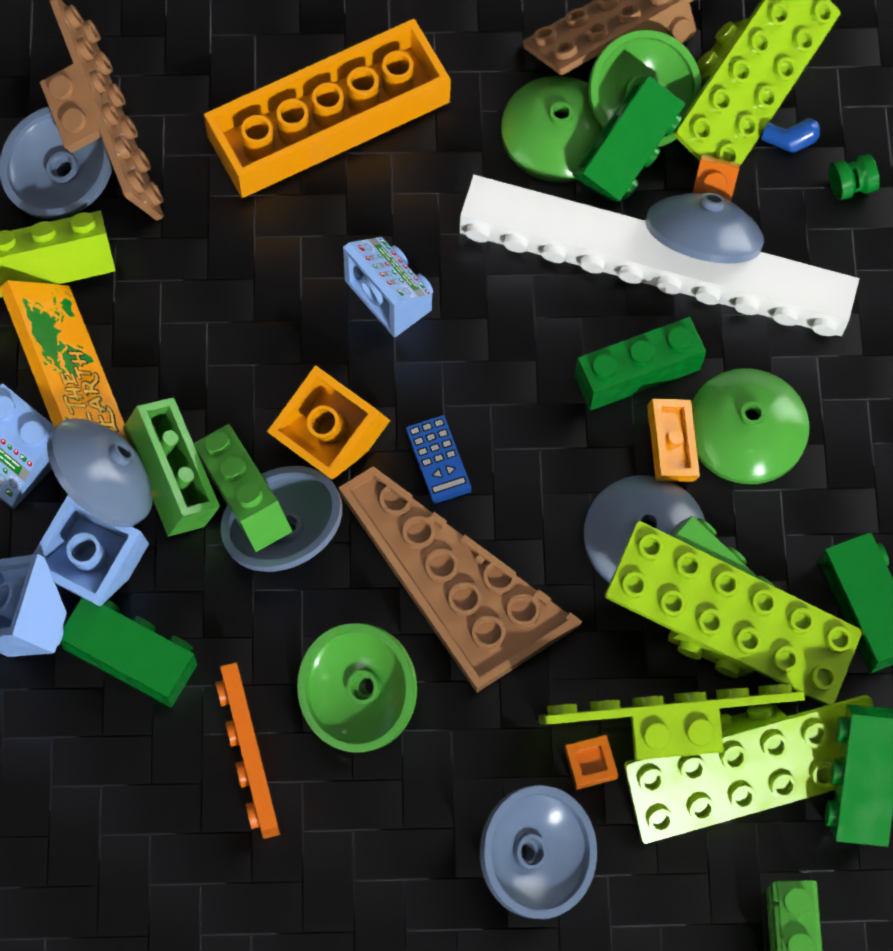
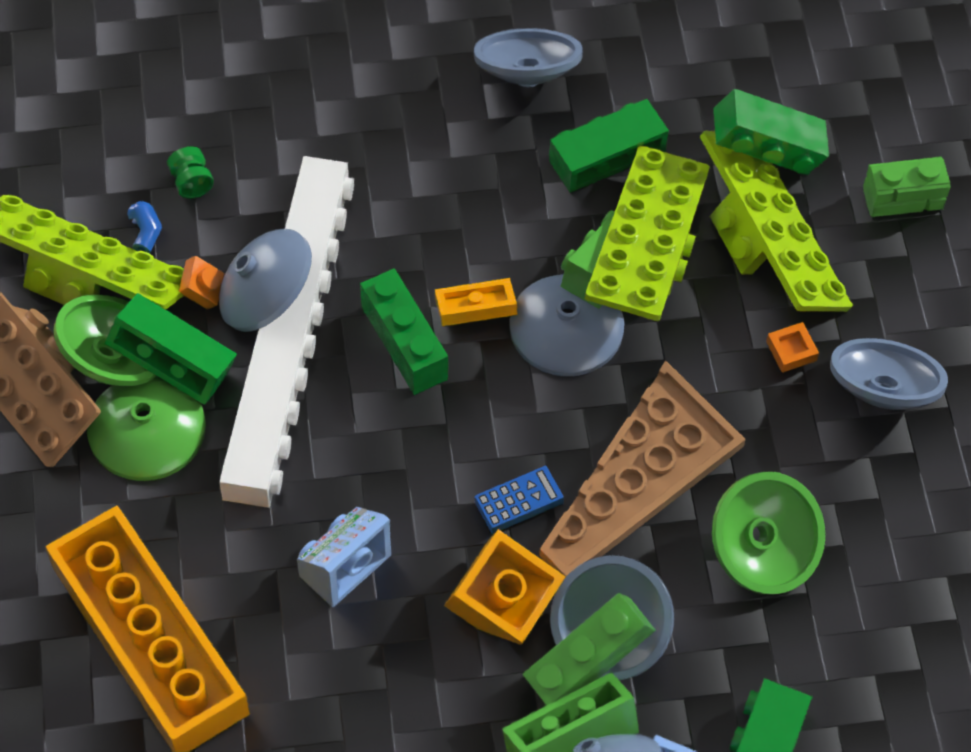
camera: 95 degrees left, 10 degrees down
(249, 770) = (828, 632): orange plate -> none
(674, 728) = (748, 270): lime bracket -> none
(747, 448) = (434, 262): bright green dish -> none

